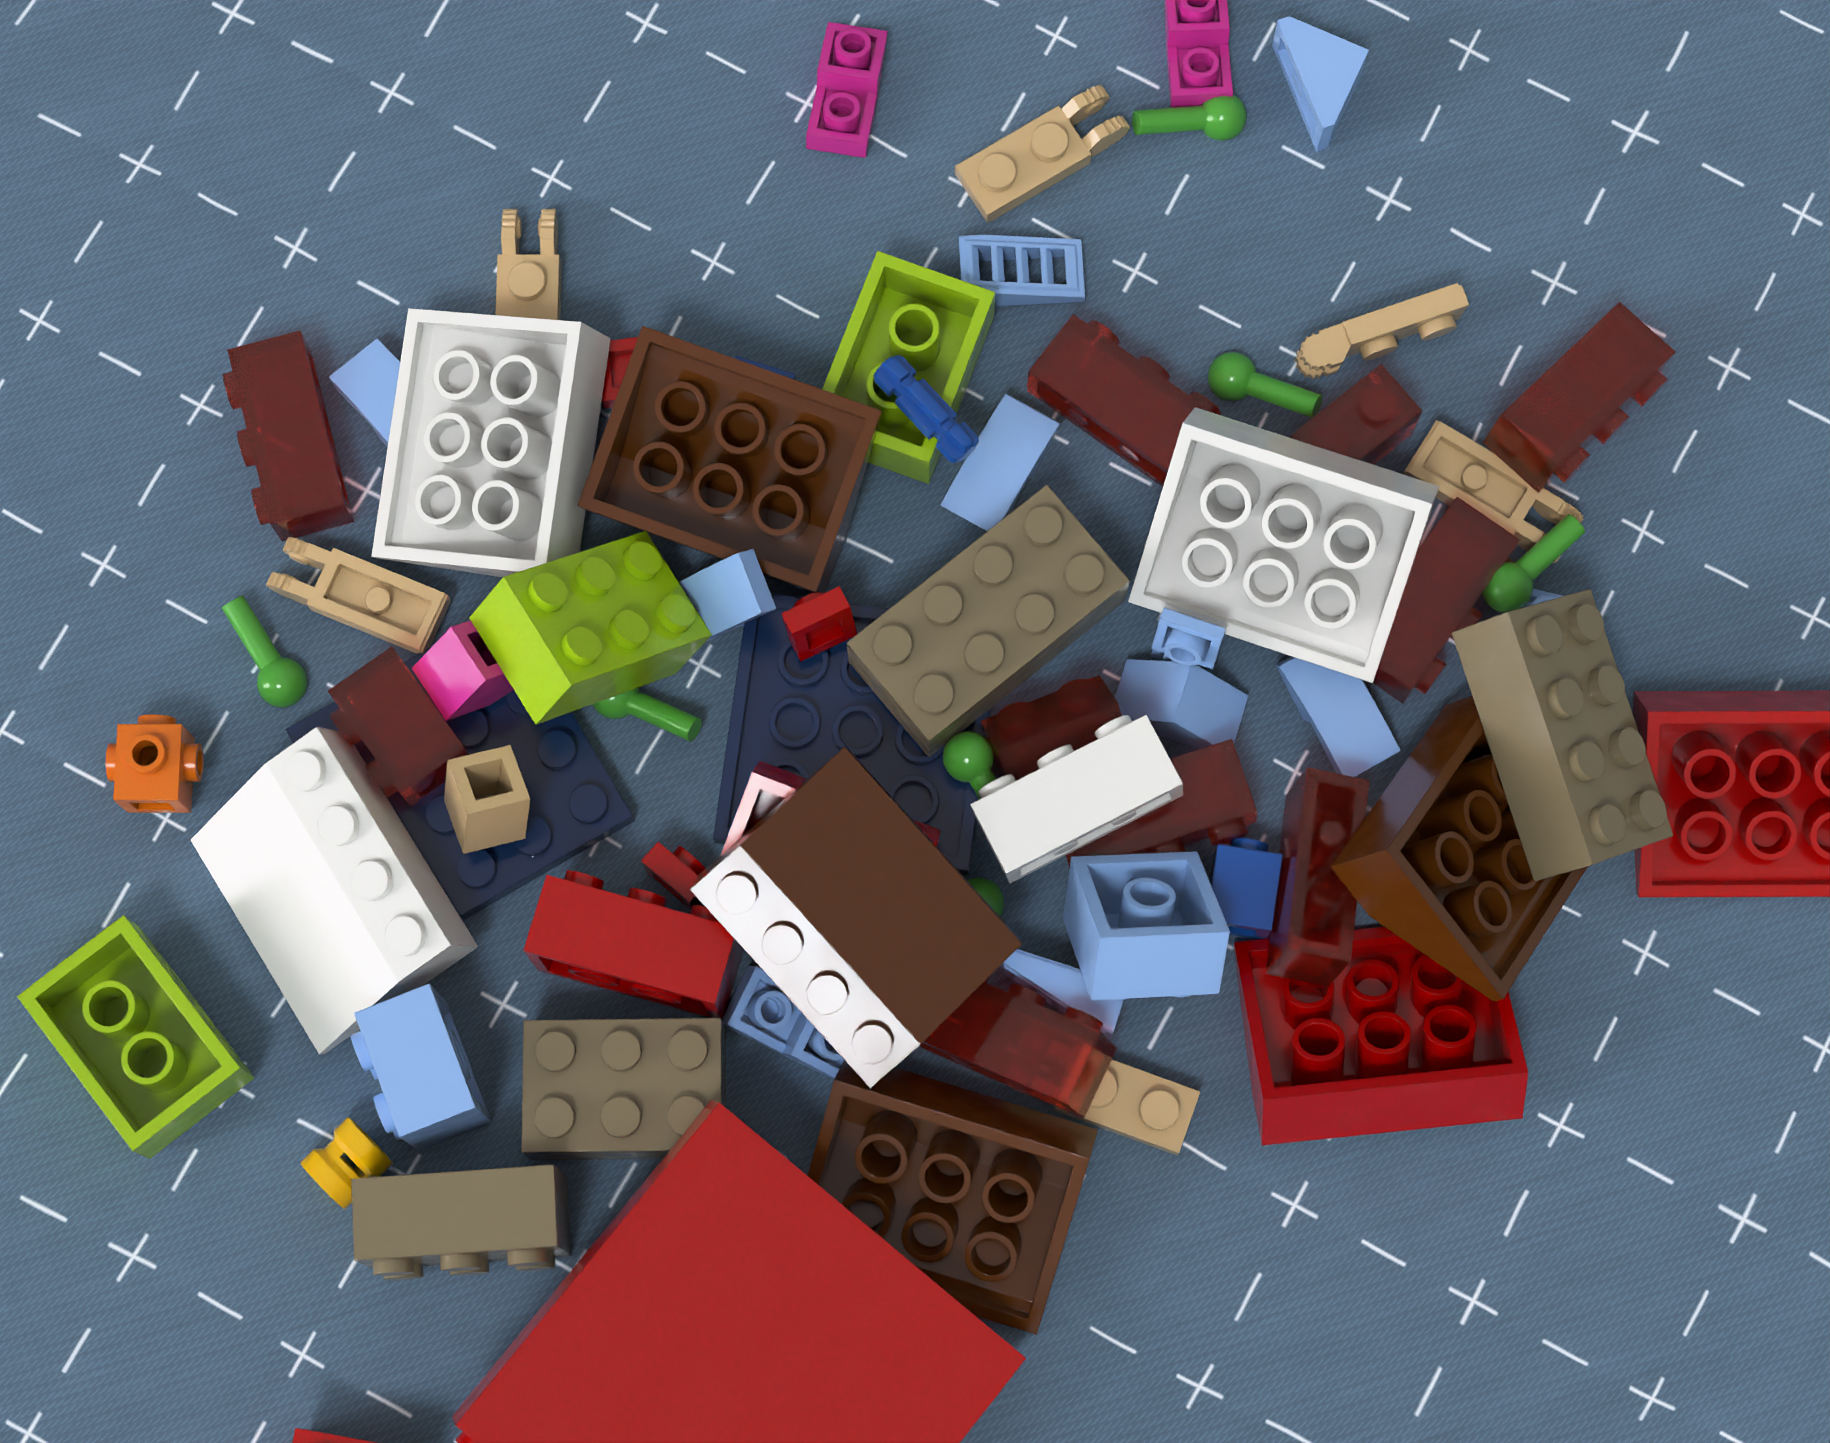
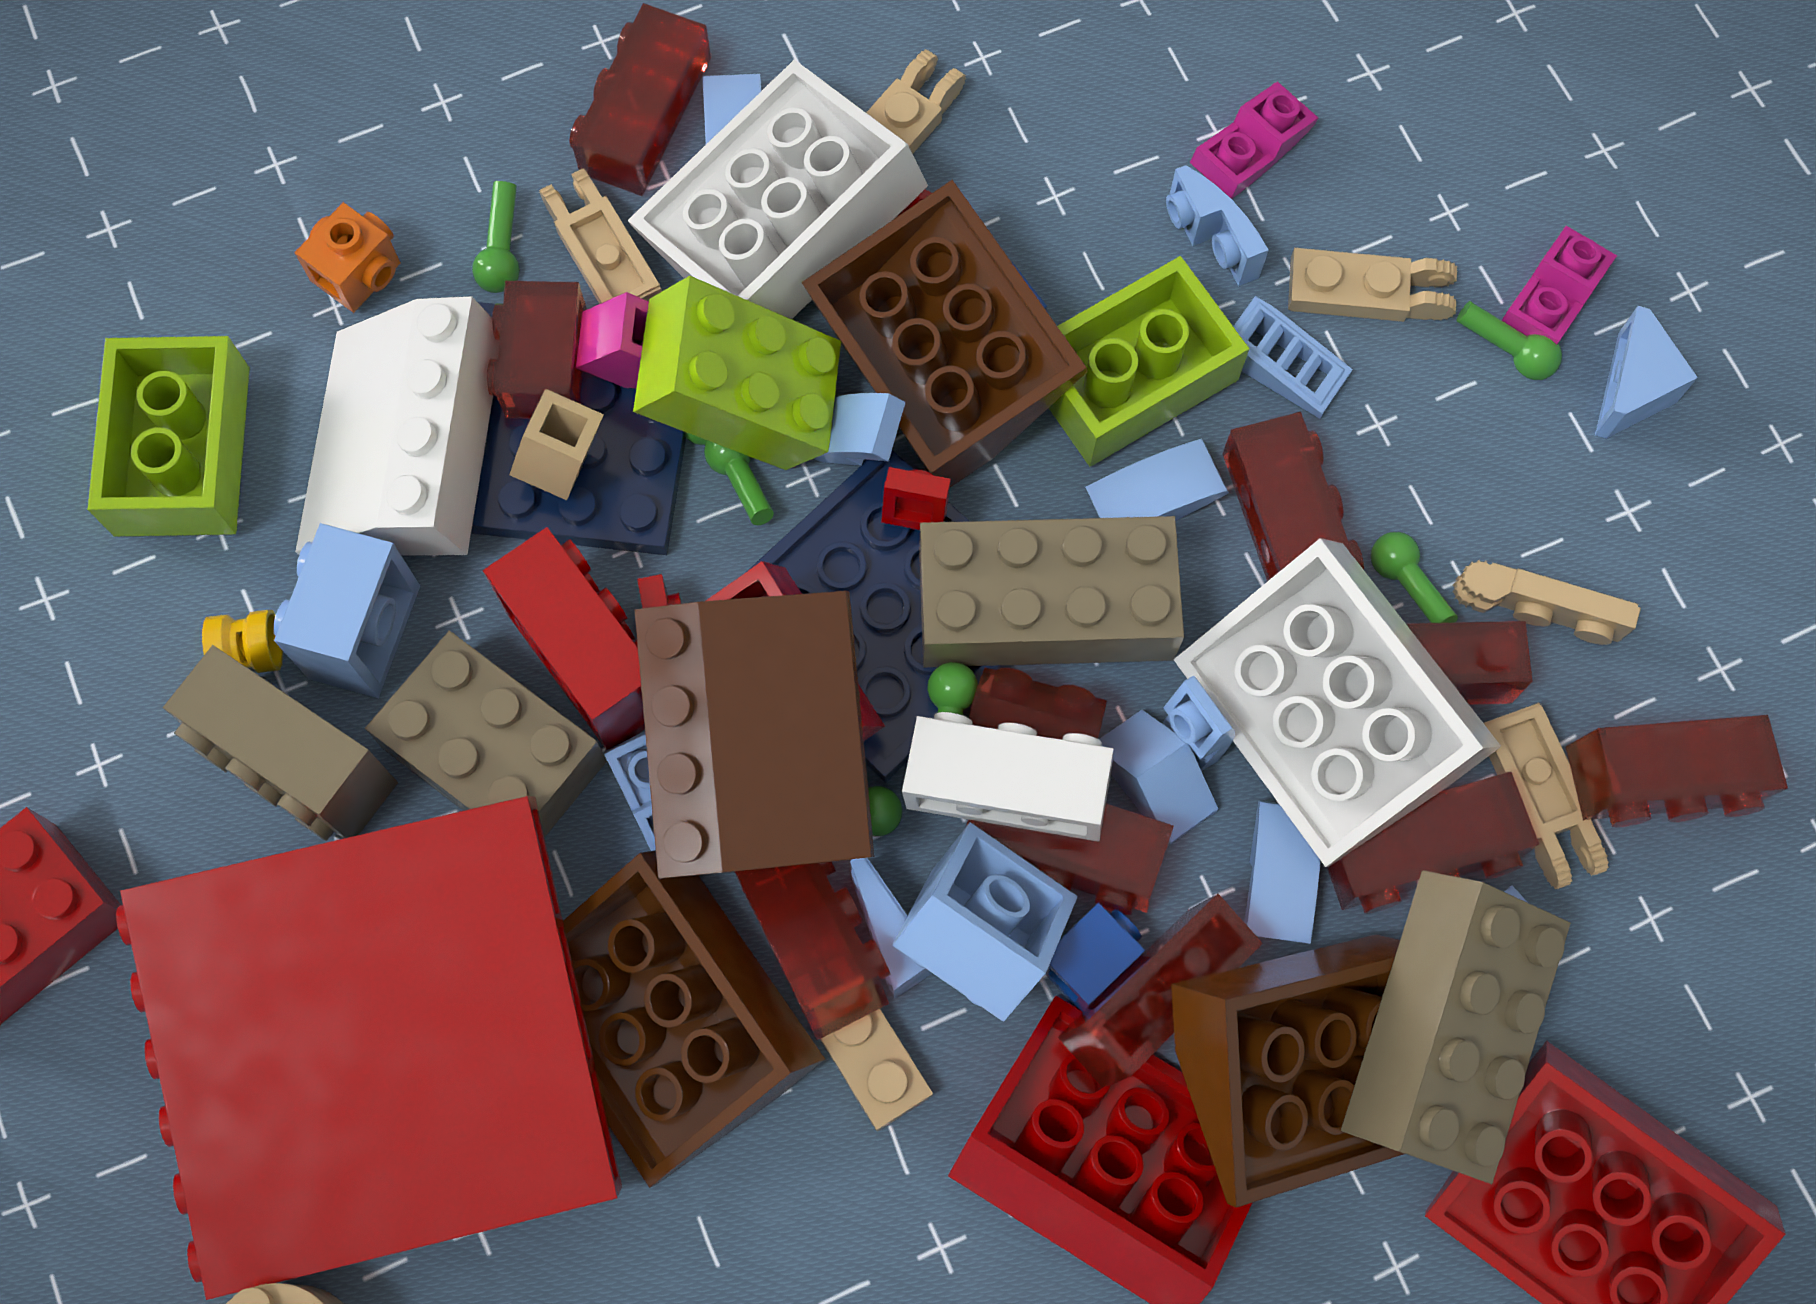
camera: 35 degrees right, 5 degrees down
(857, 187) = (1211, 214): none -> light blue slope
(926, 409) = (1124, 394): blue axle -> none
(1513, 582) = (1512, 875): bright green bar -> none

